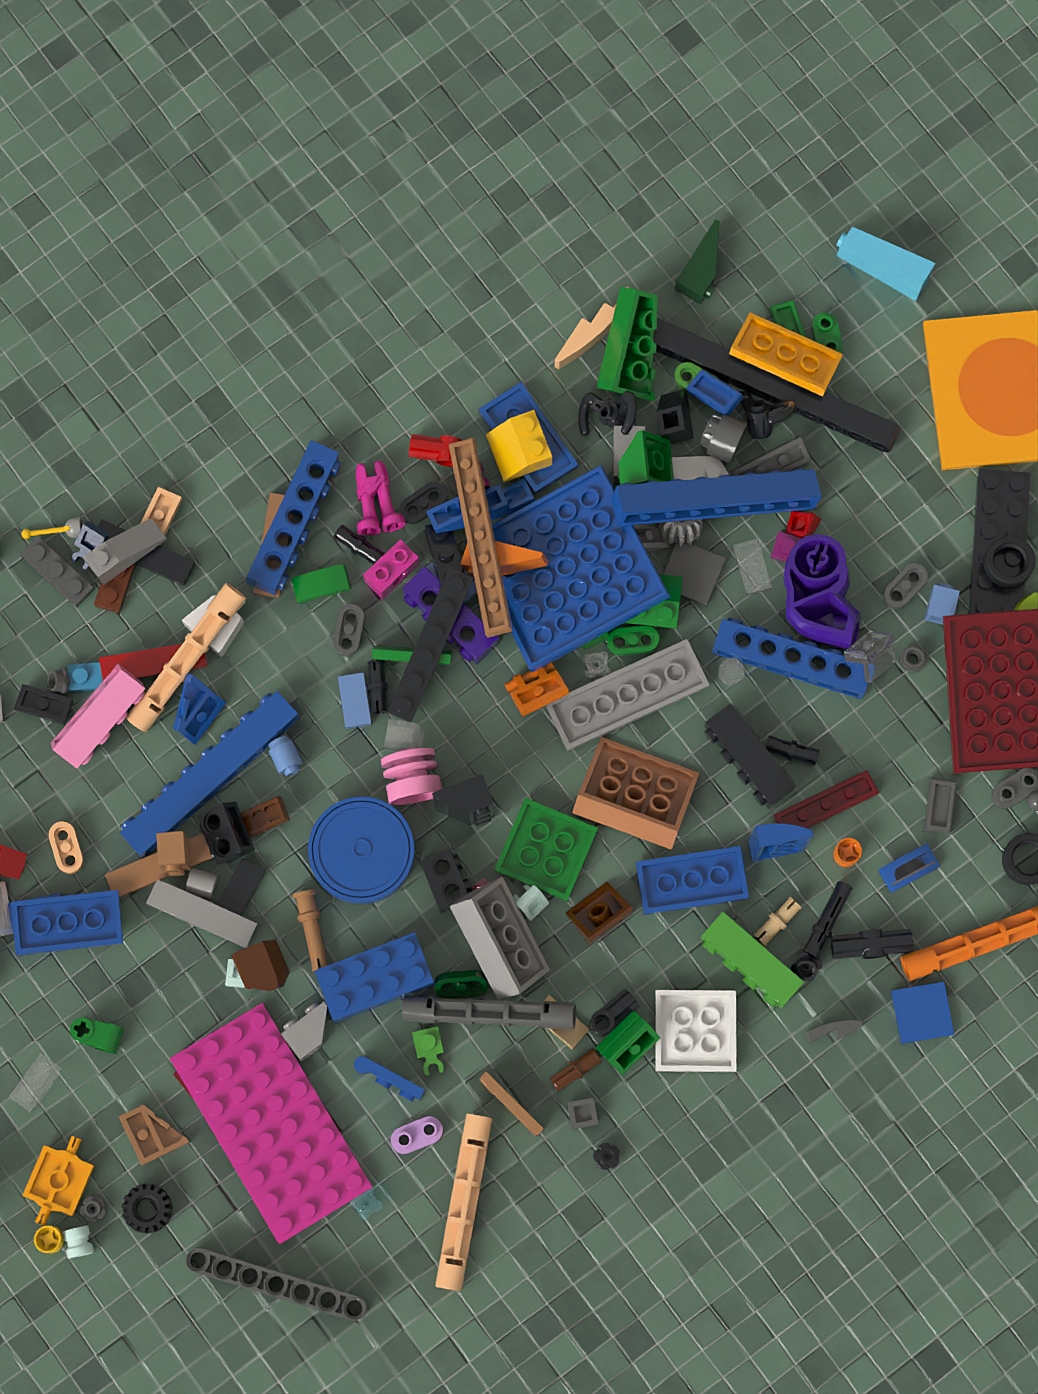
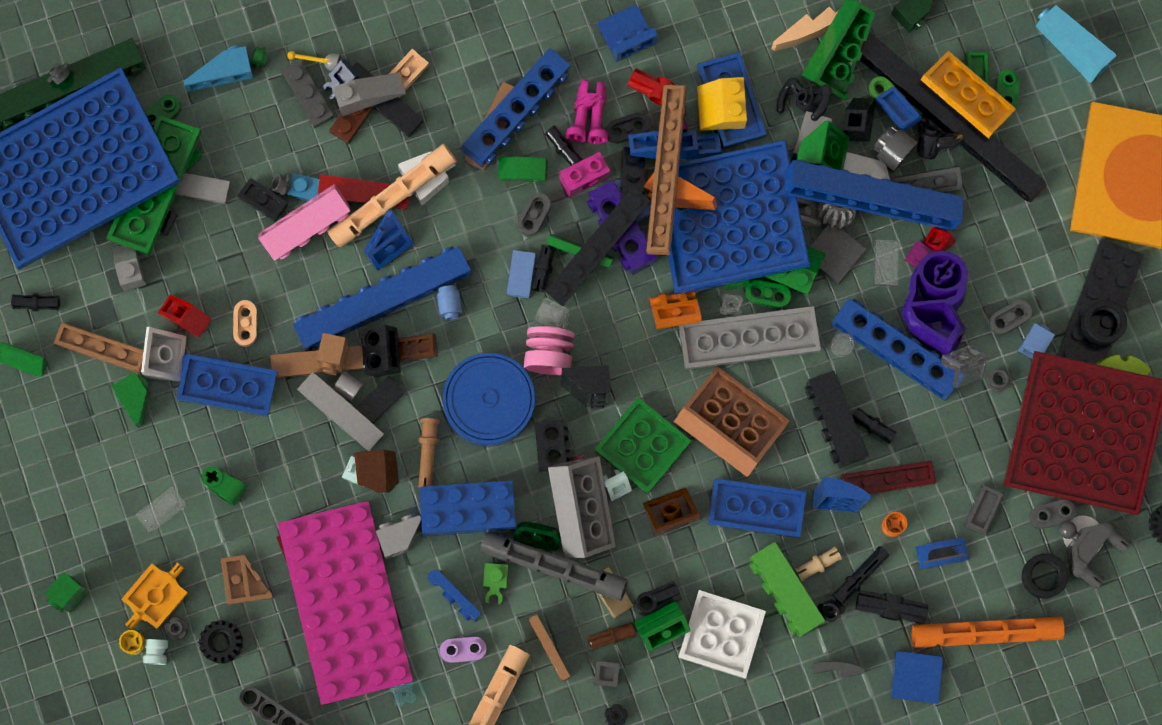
camera: 10 degrees right, 0 degrees up
(390, 397) = (627, 33): none -> blue bracket

